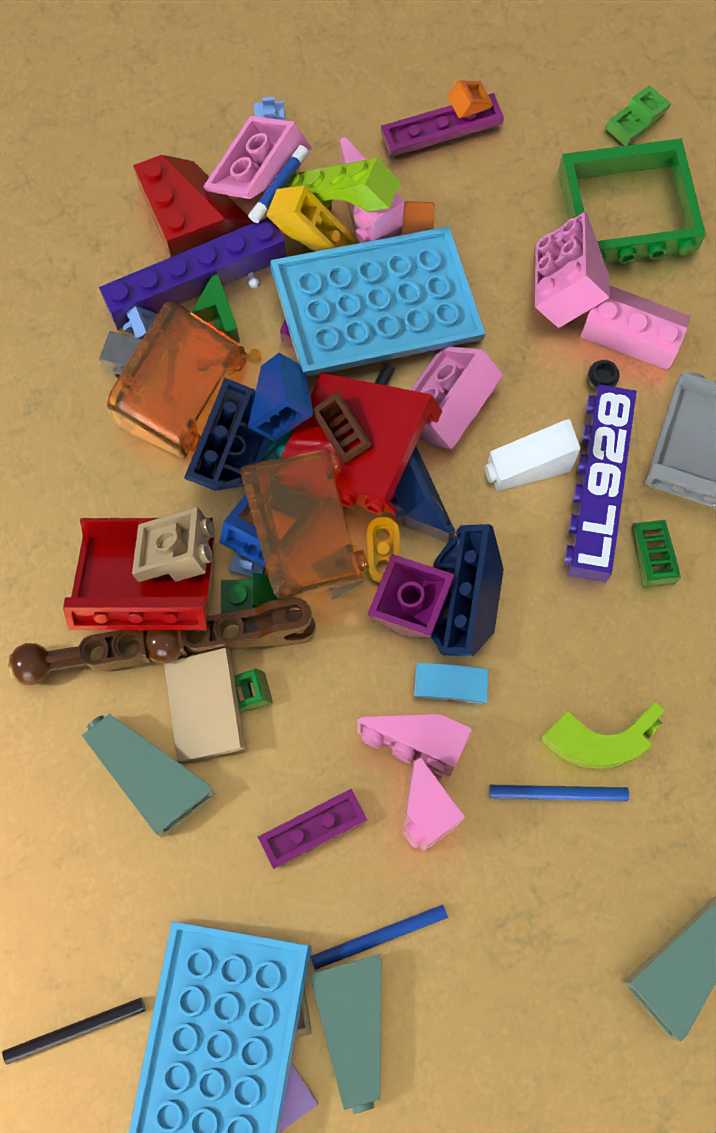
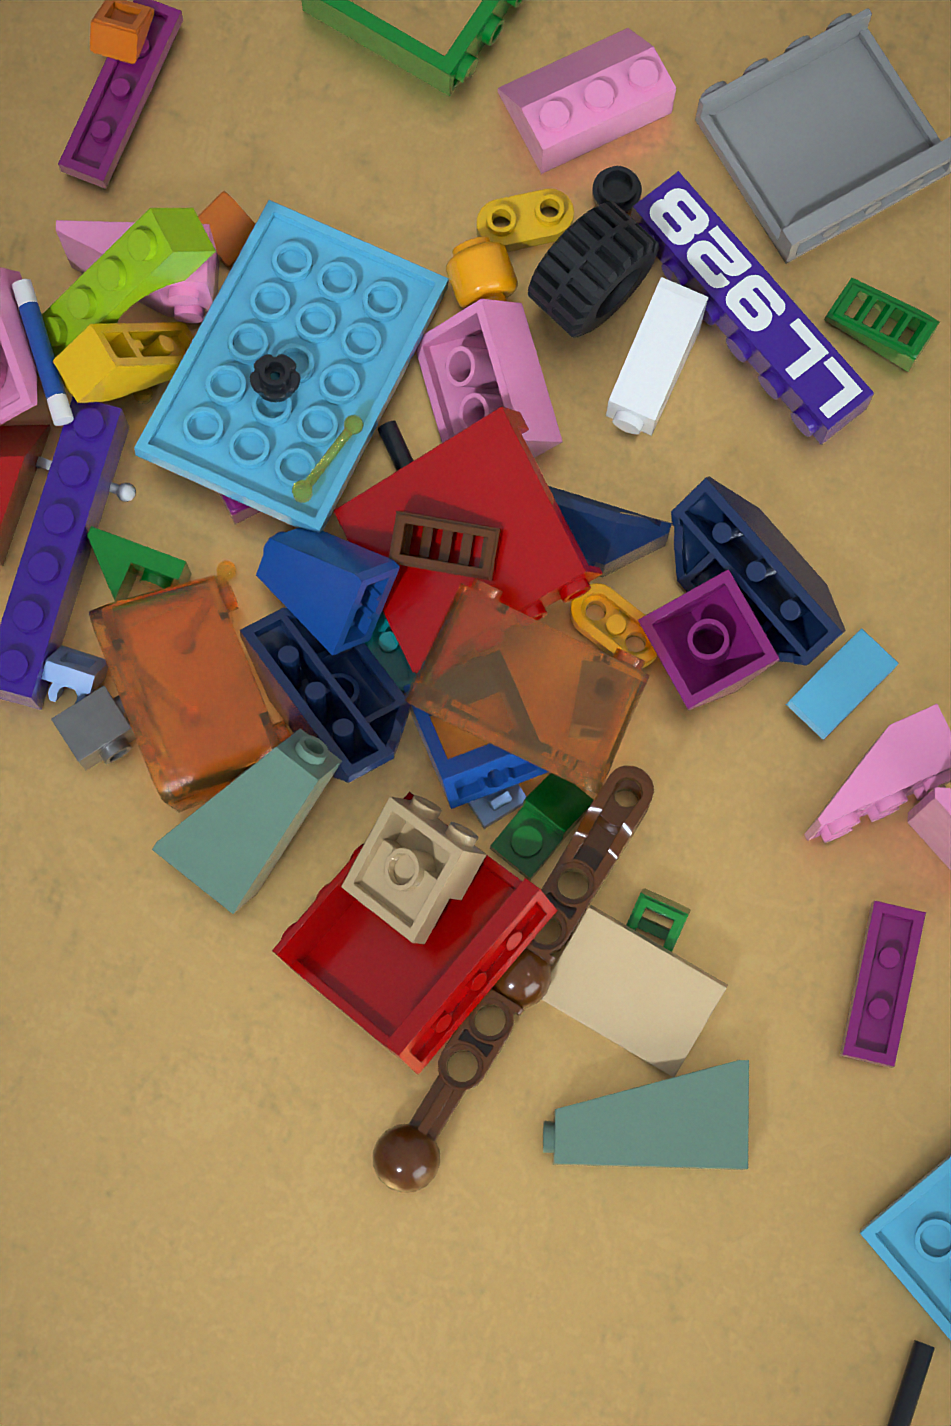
camera: 50 degrees left, 5 degrees up
(132, 454) = (247, 826): none -> sand green slope
(316, 348) = (302, 489): none -> clear yellow hinge
(360, 300) = (279, 389): none -> black plate
(502, 345) = (481, 272): none -> light orange head
(547, 347) = (527, 223): none -> yellow plate
(548, 389) = (592, 269): none -> black tyre
(569, 272) = (460, 113): bright pink slope -> none

